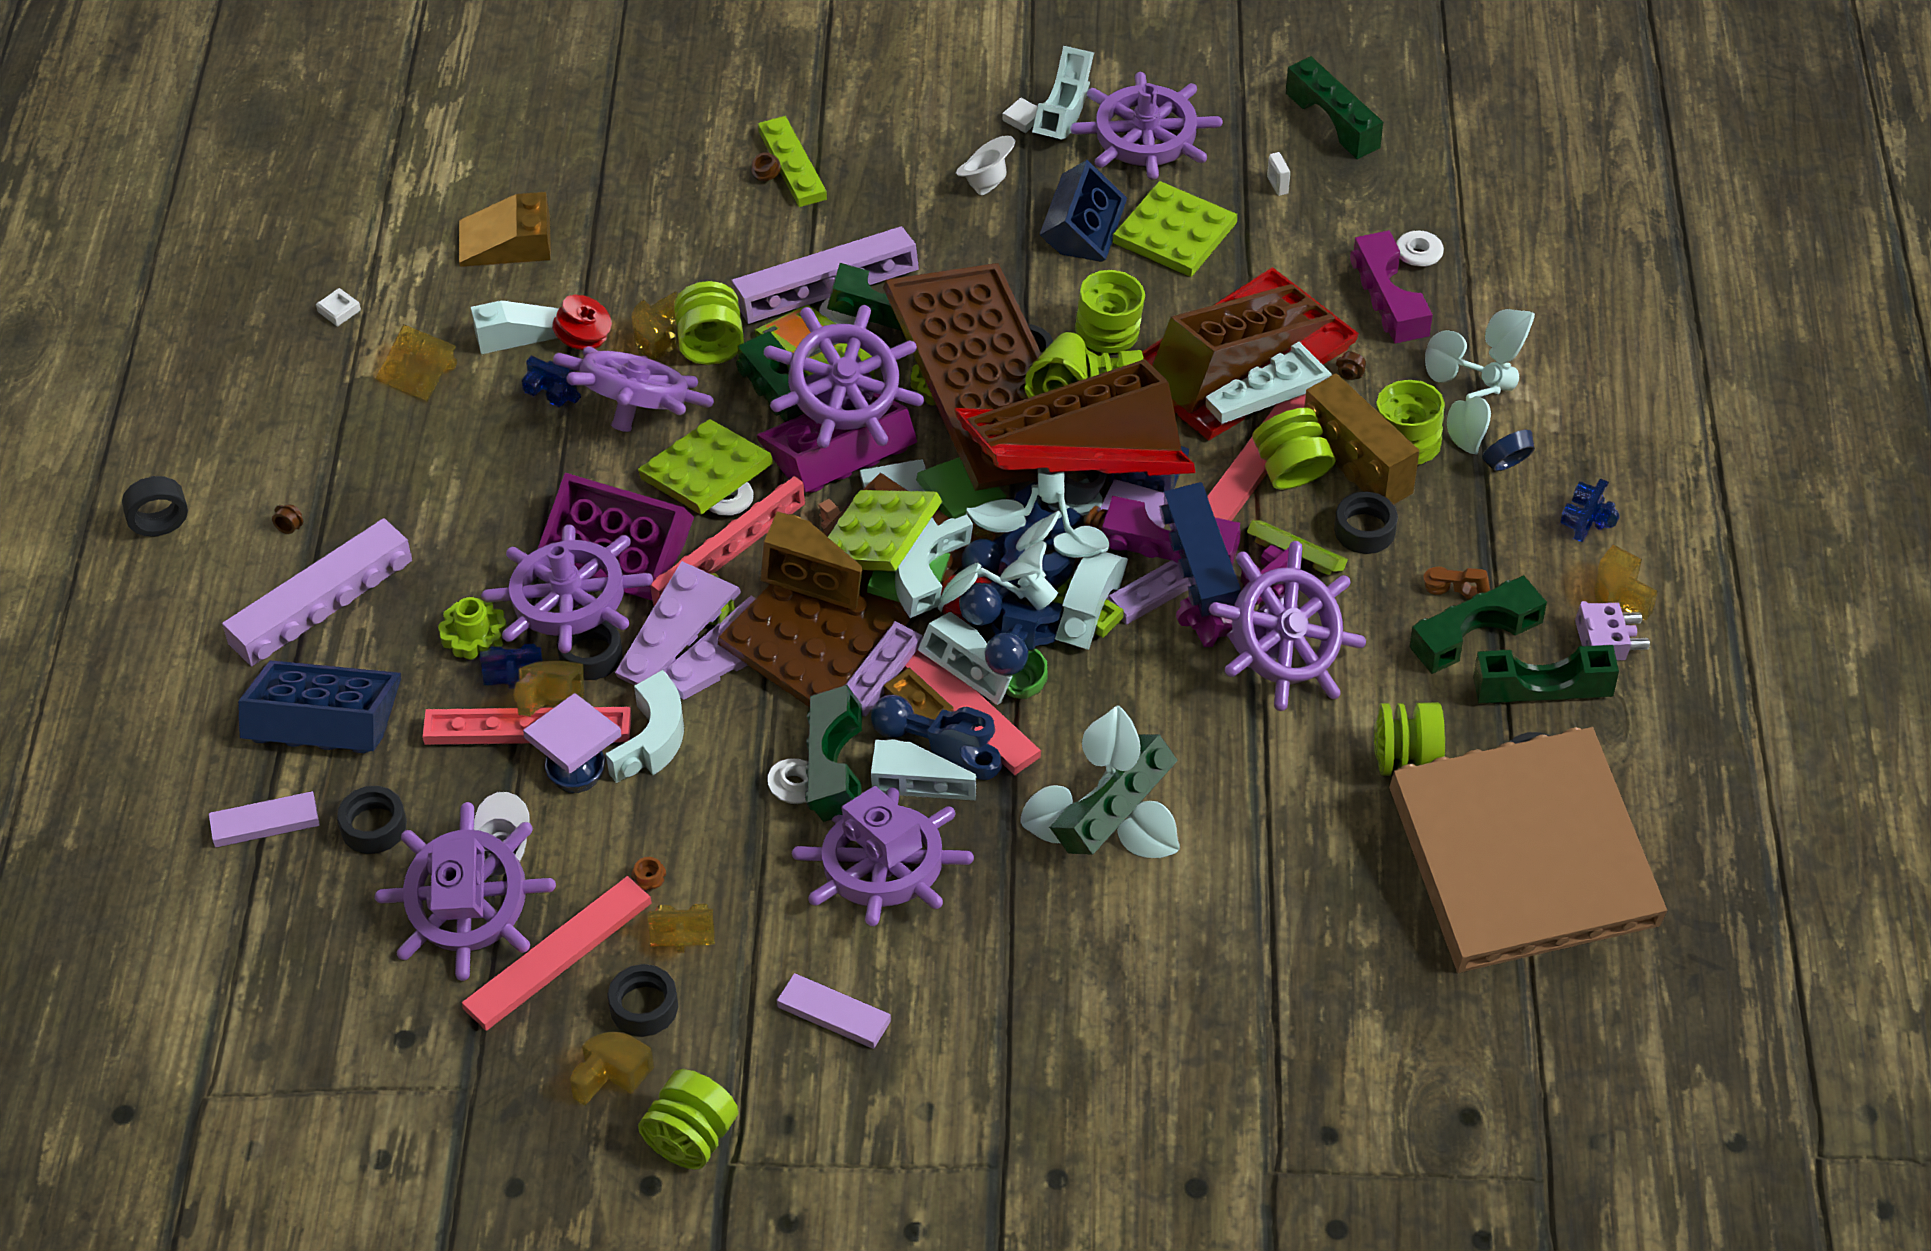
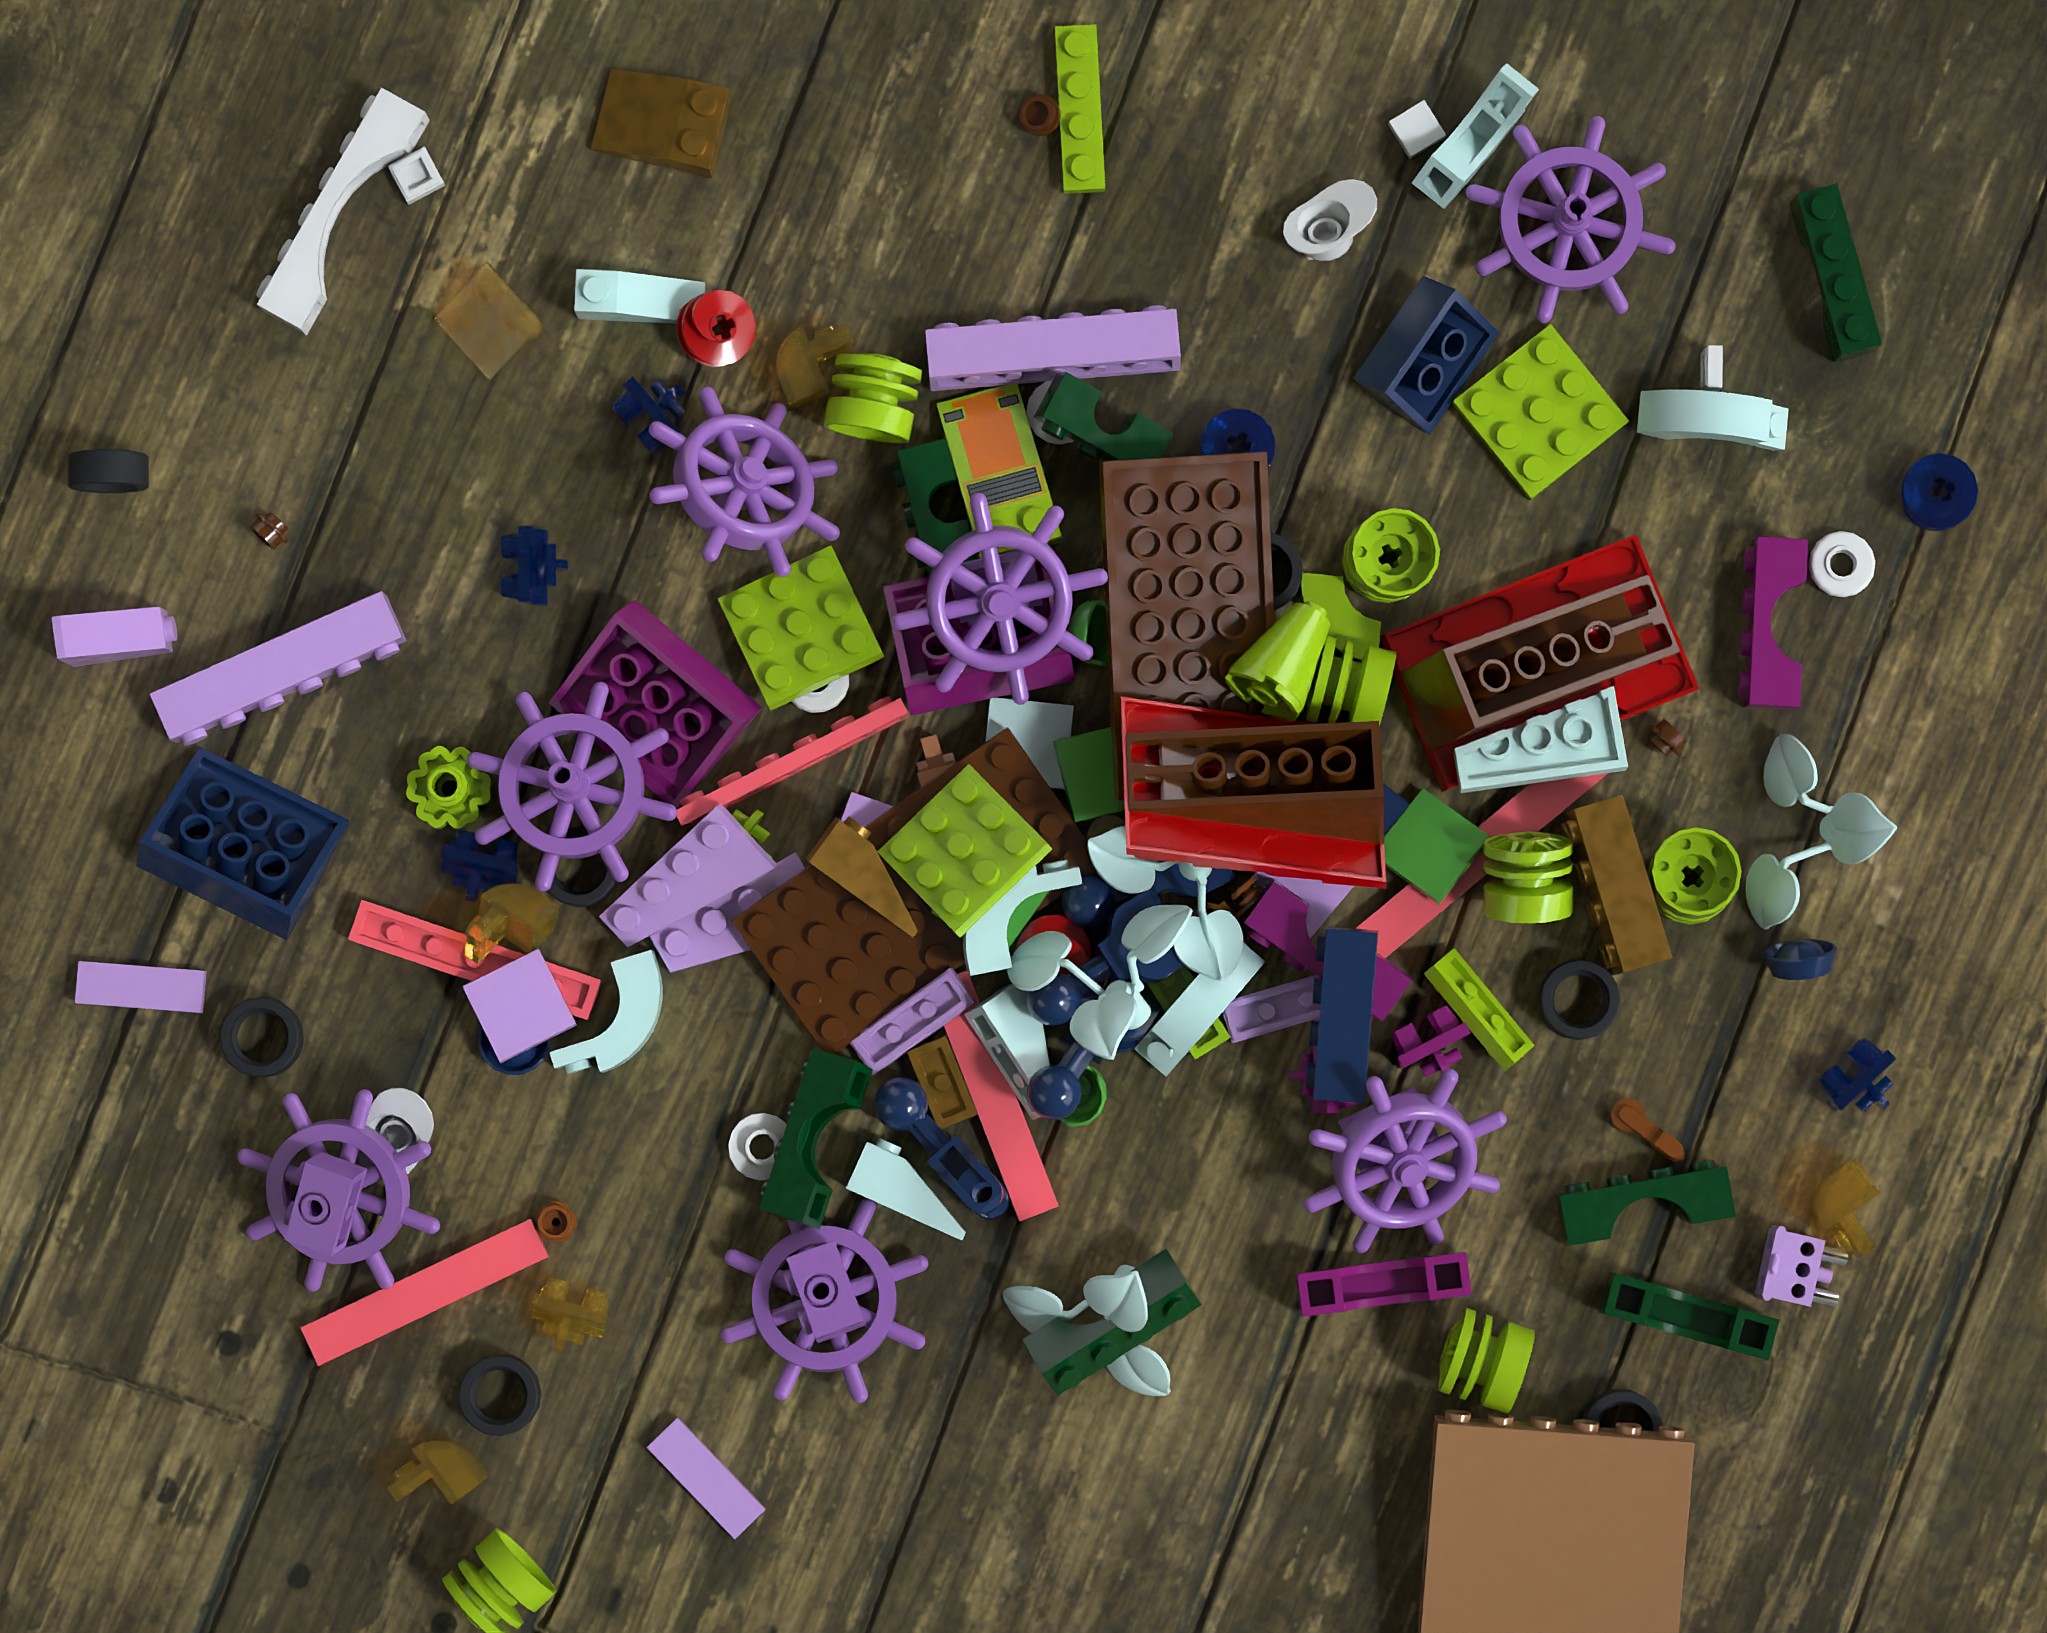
camera: 20 degrees right, 35 degrees up
(182, 601) = (113, 635): none -> lavender slope
(268, 379) = (384, 136): none -> white arch
(495, 482) = (535, 566): none -> clear blue hips
(924, 417) = (1089, 625): none -> bright green hair
(1218, 463) = (1432, 846): none -> bright green tile
(1290, 183) = (1712, 416): none -> light aqua arch
(1343, 707) = (1383, 1283): none -> magenta arch
(1462, 195) = (1947, 473): none -> clear blue piece

